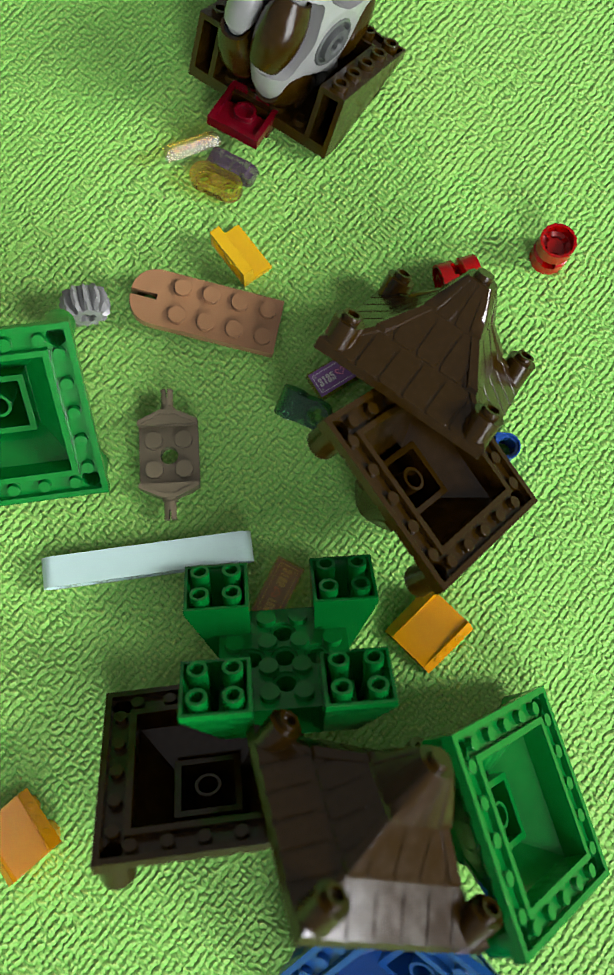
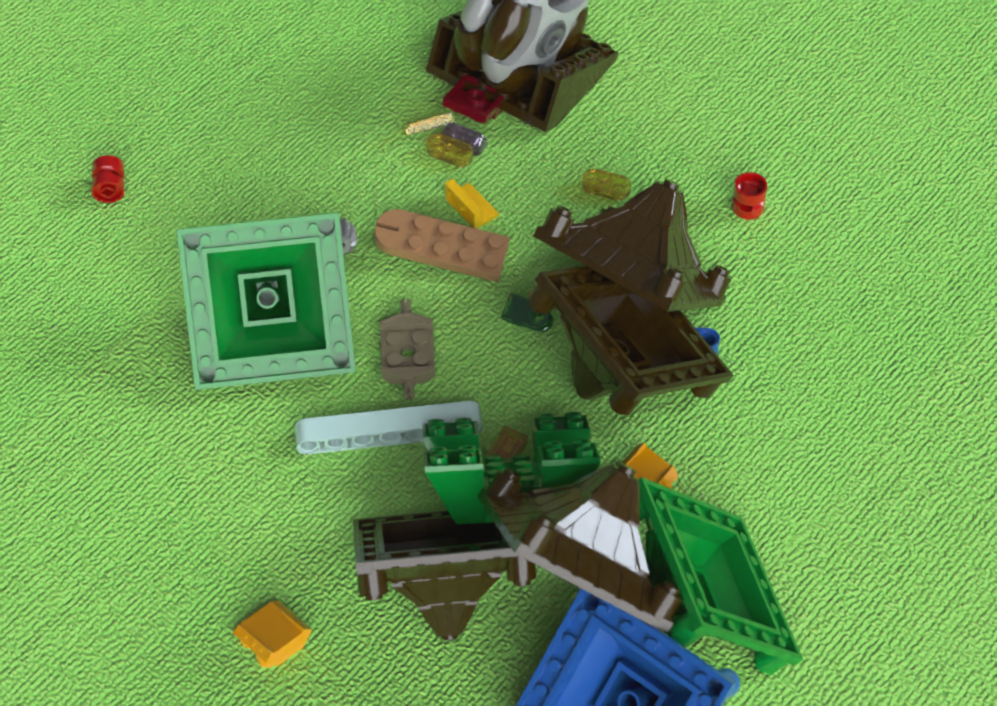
camera: 10 degrees right, 25 degrees down
(393, 227) = (606, 184): none -> clear yellow plate

